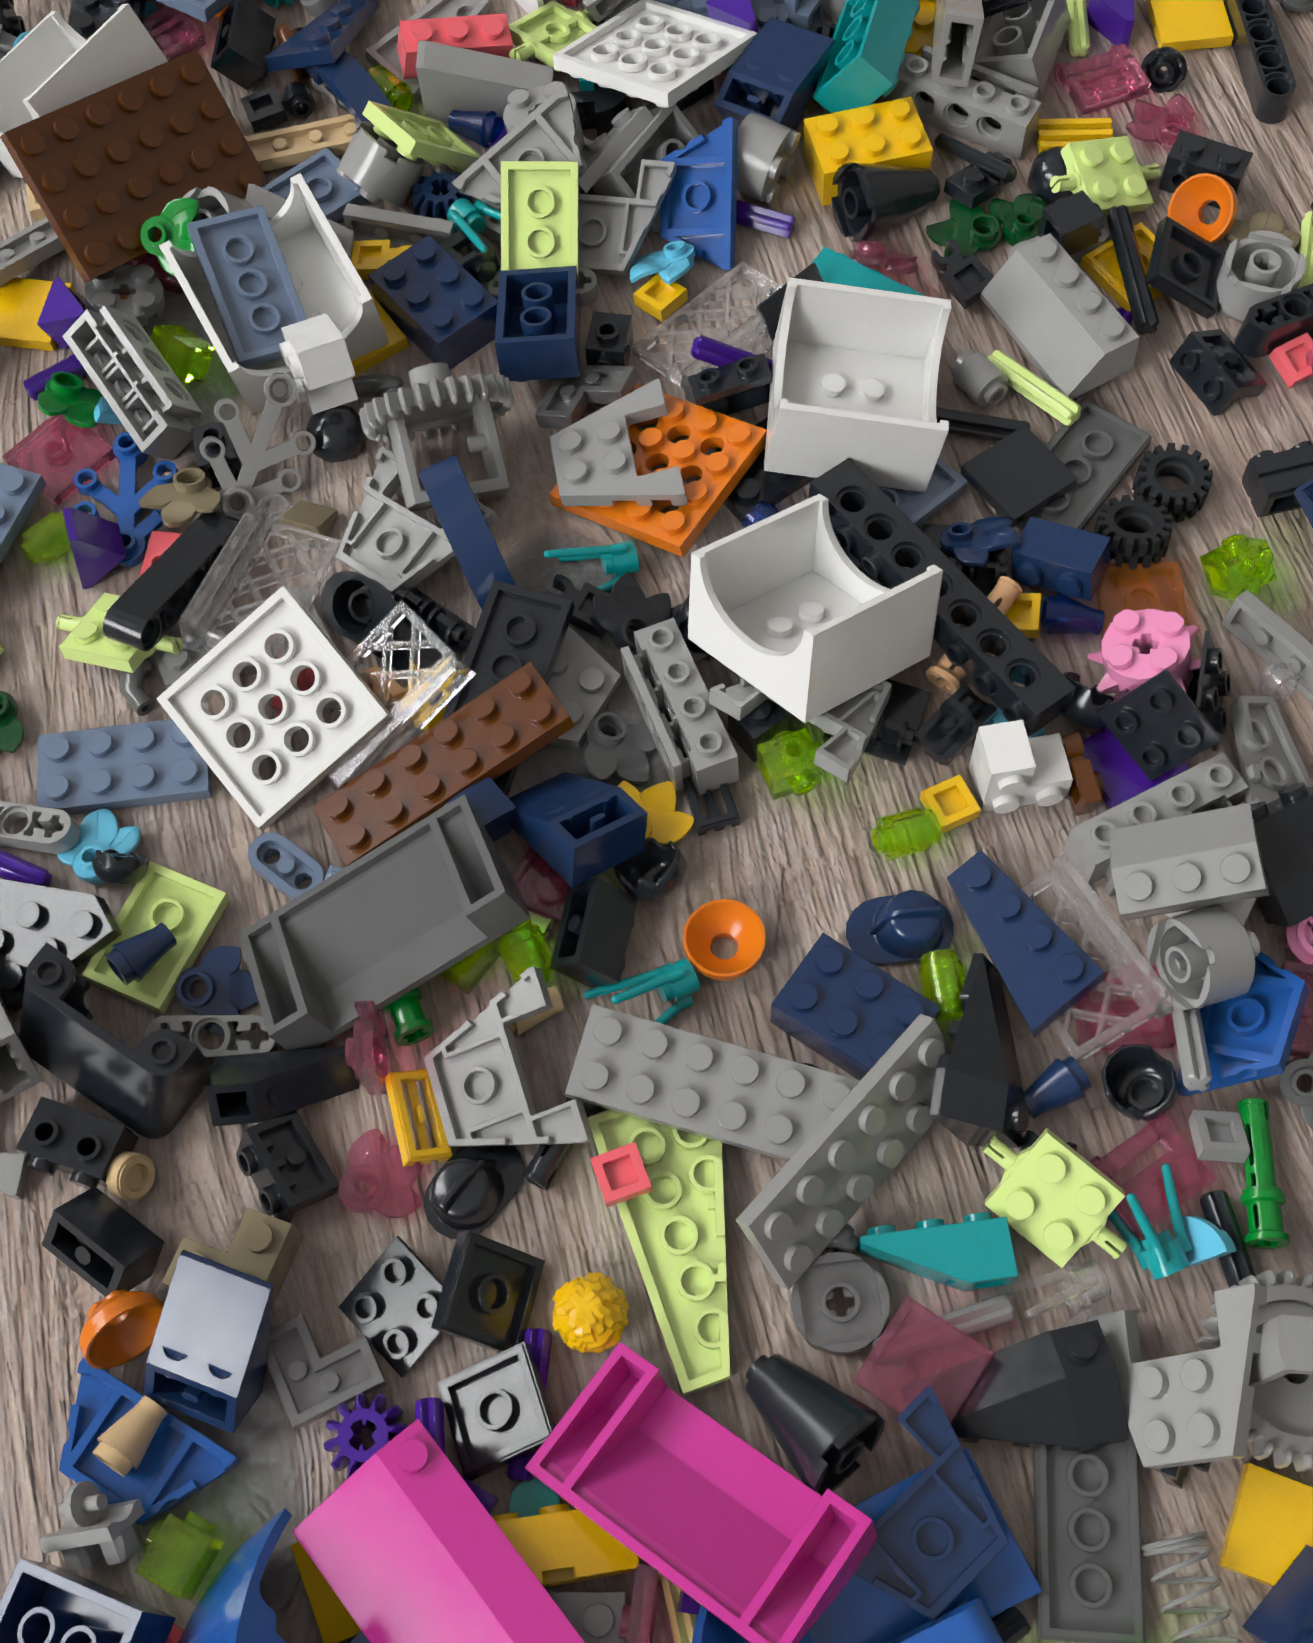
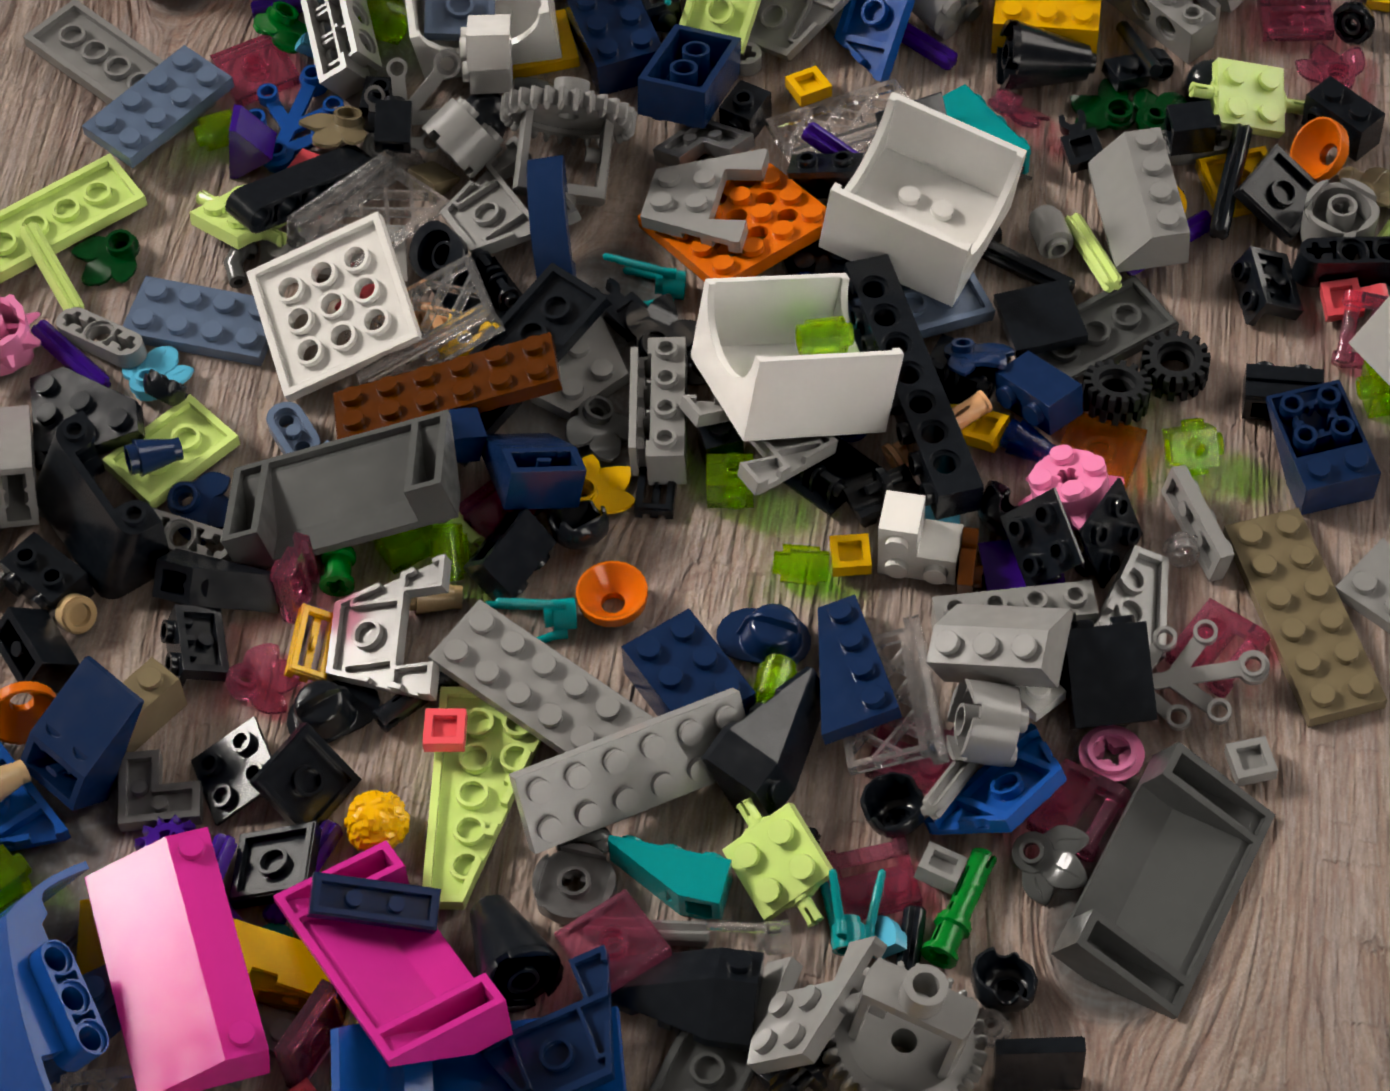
camera: 20 degrees right, 10 degrees down
(246, 476) = (391, 124): none -> black brick
(327, 465) = (463, 137): none -> light grey brick
(645, 1433) = (374, 902): none -> dark blue tile
(670, 263) = (825, 61): medium azure plate -> none
(831, 573) = (824, 336): none -> clear neon green brick
(1056, 1086) = (828, 789): dark blue cone -> none
(1061, 131) = (1245, 51): yellow tile -> none

